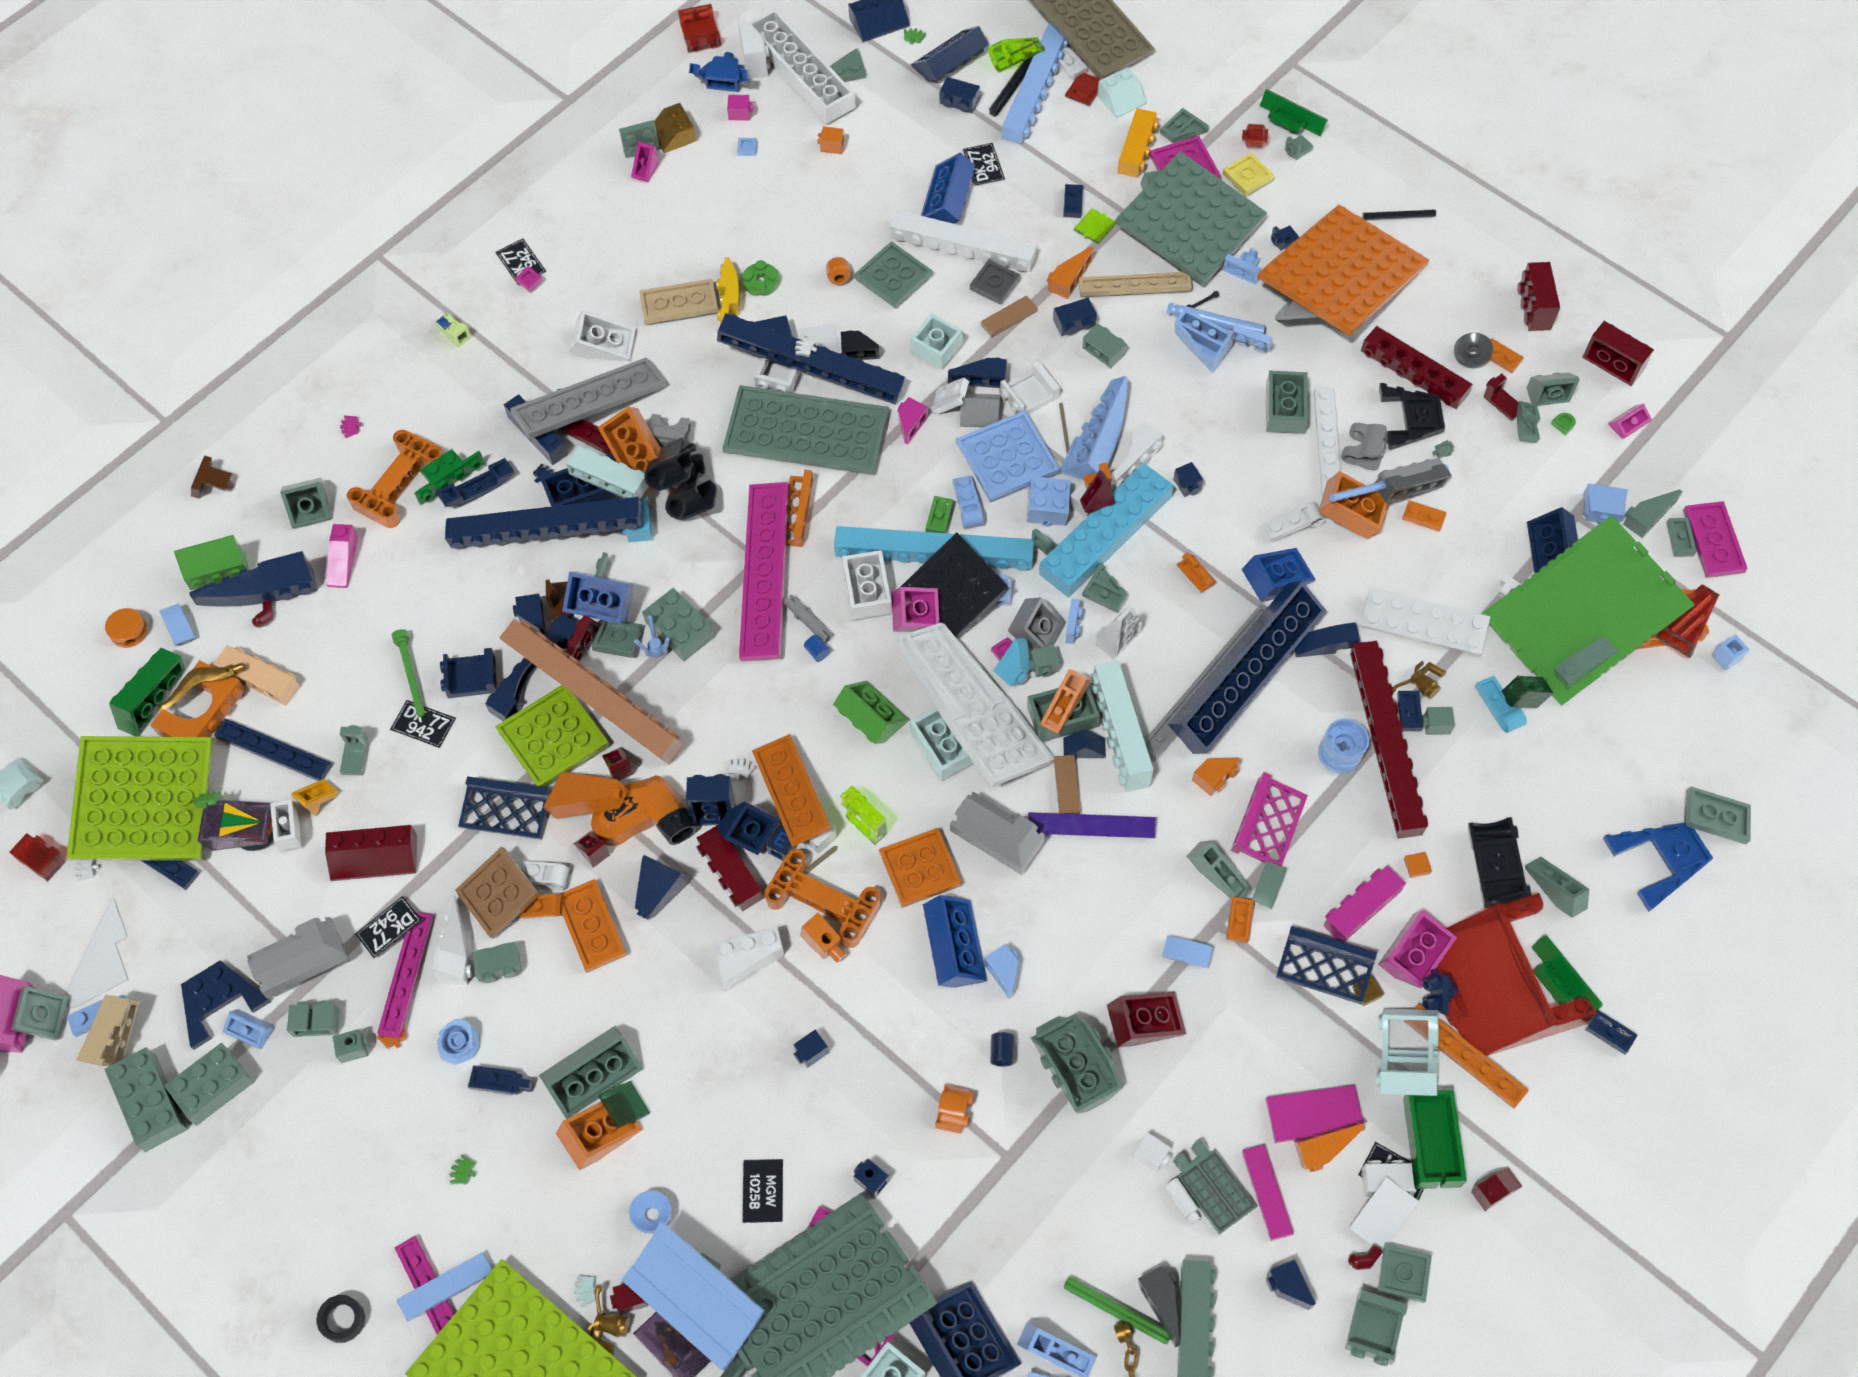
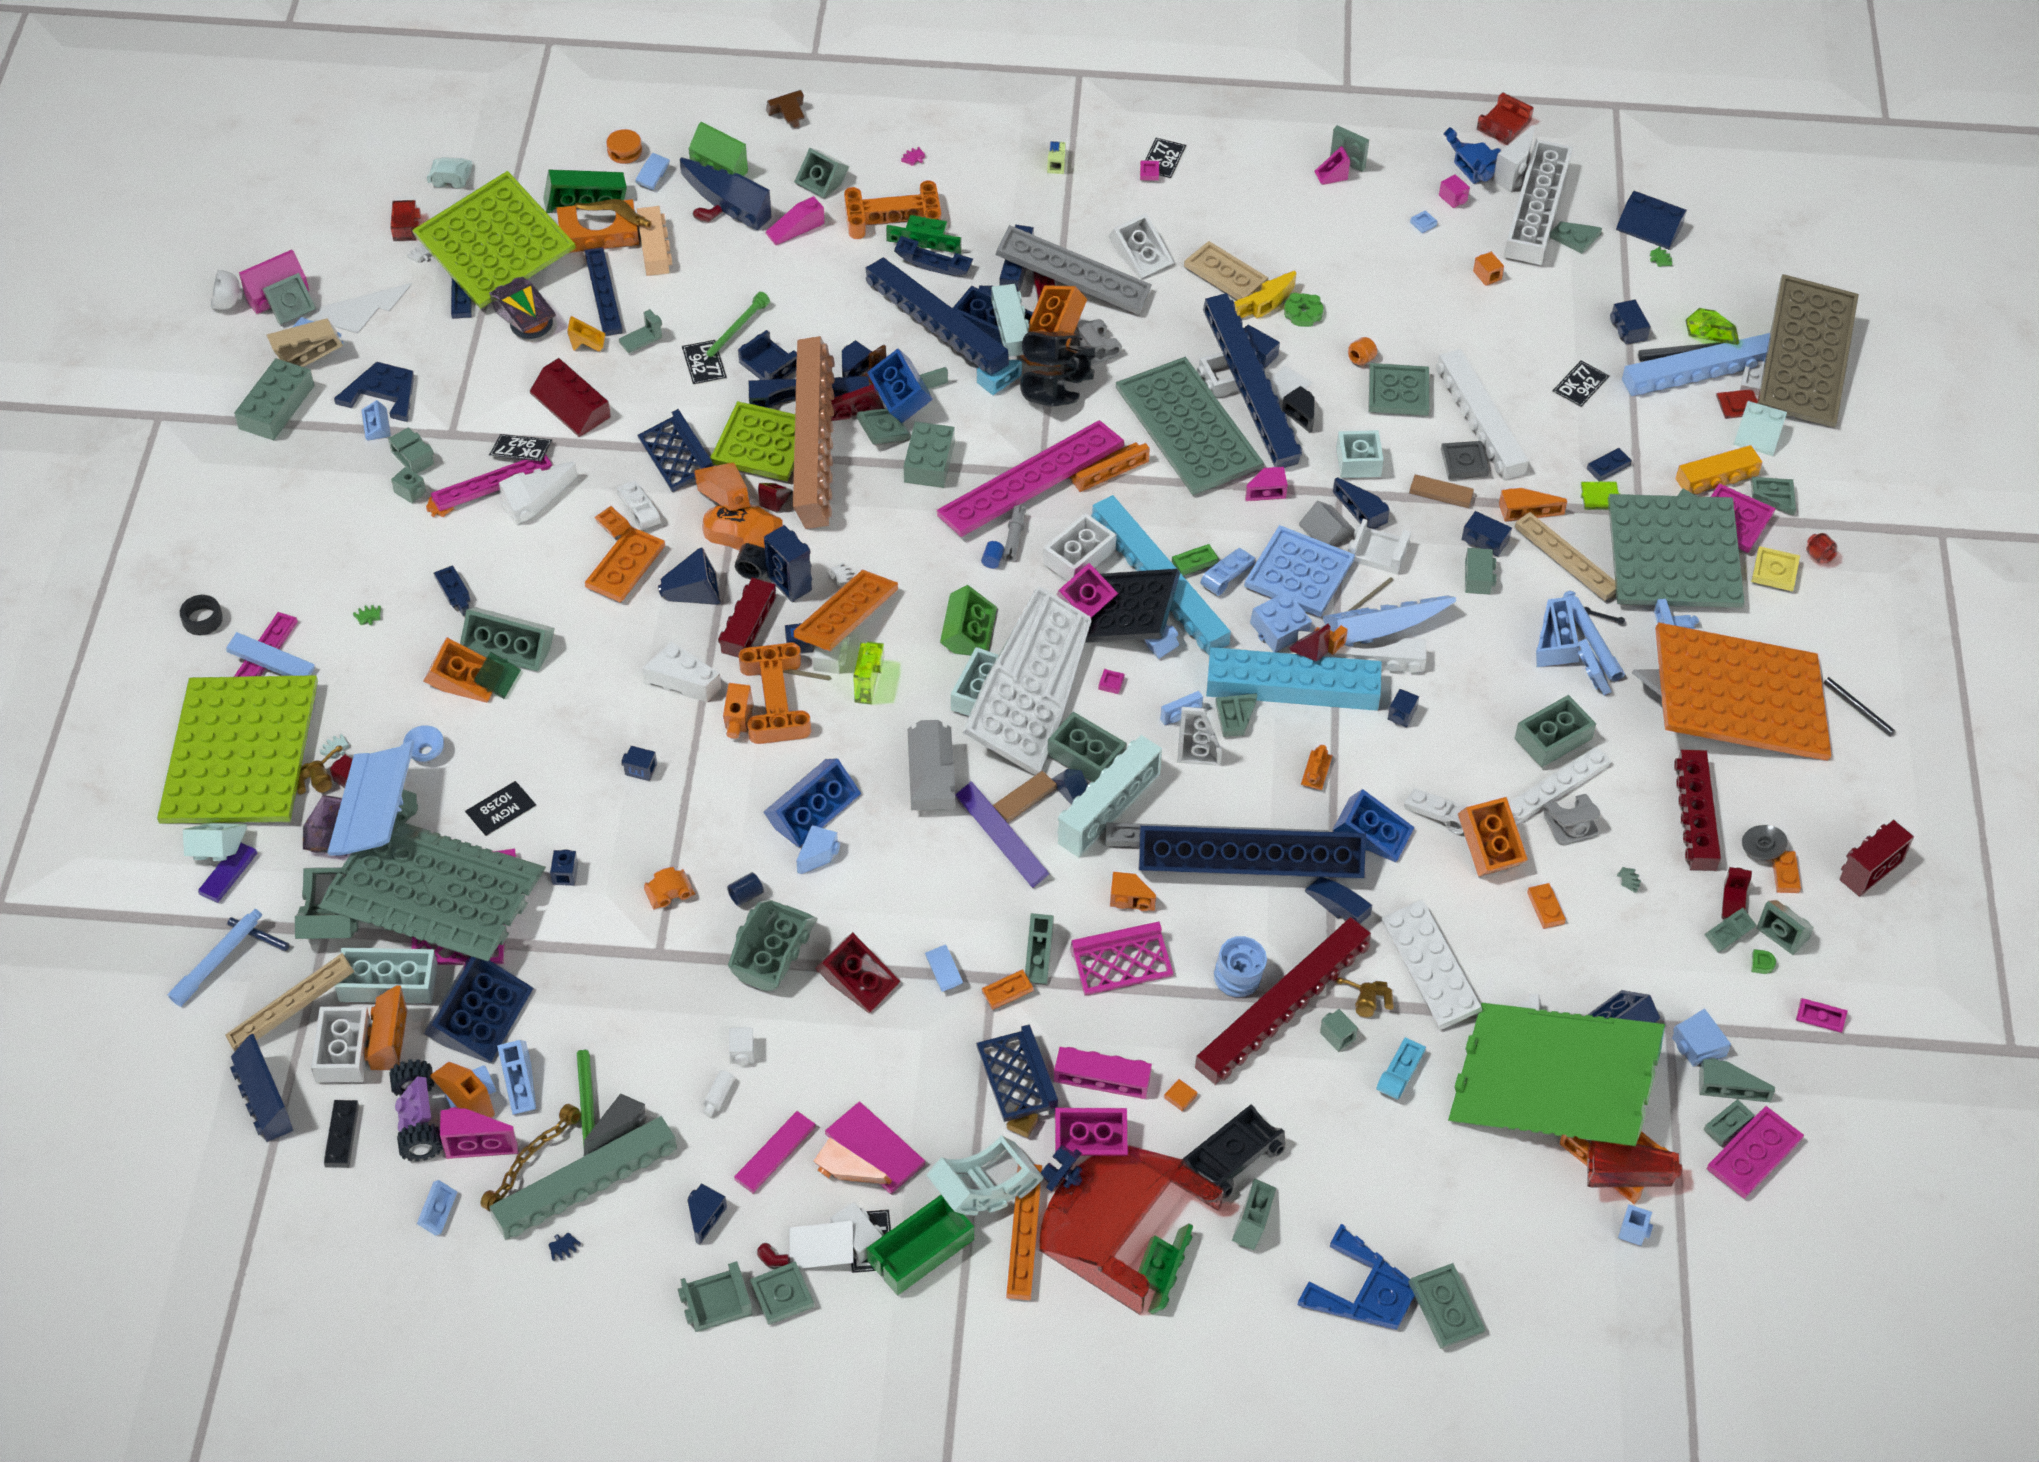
camera: 50 degrees right, 10 degrees down
(207, 799) = (523, 274): bright green piece -> none
(208, 1084) = (314, 425): sand green brick -> none
(285, 825) = (546, 334): white brick -> none
(298, 956) = (453, 409): light grey brick -> none
(458, 1041) = (465, 545): light blue hat -> none
(497, 892) = (600, 488): medium nougat plate -> none
(497, 962) = (546, 527): sand green brick -> none
(592, 848) = (688, 526): dark red slope -> none
(655, 645) = (897, 452): light blue plant -> none
(674, 128) = (1388, 165): pearl gold slope -> none
(747, 826) = (785, 600): dark blue slope -> none
(805, 346) = (1254, 366): white piece -> none
(920, 867) = (859, 740): orange plate -> none
(948, 189) = (1522, 374): blue slope -> none
(950, 395) = (1315, 493): white plate -> none
(951, 53) = (1666, 290): dark blue slope -> none
(1015, 663) = (1100, 688): medium azure slope -> none
(1036, 623) = (1153, 685): light grey slope -> none
(1042, 542) = (1233, 635): sand green slope -> none
(1044, 661) = (1124, 711): sand green brick -> none
(1065, 700) = (1091, 734): orange slope -> none
(1213, 1188) = (747, 1110): sand green tile -> none
(1269, 884) = (1060, 990): sand green slope -> none
(1284, 237) = (1737, 631): dark blue bracket -> none
(1292, 115) = (1876, 563): green bracket -> none
(1298, 147) = (1848, 589): sand green bracket -> none
(1403, 481) = (1555, 859): piece -> none
(1410, 710) = (1329, 1001): dark blue plate -> none
(1421, 415) = (1650, 843): black wing -> none
(1496, 1188) = (917, 1321): slope -> none
(1527, 692) = (1428, 1076): clear green brick -> none
(1584, 662) = (1497, 1101): sand green slope -> none
(1611, 1032) = (1145, 1335): dark blue plate -> none
(1617, 353) = (1879, 955): dark red brick -> none

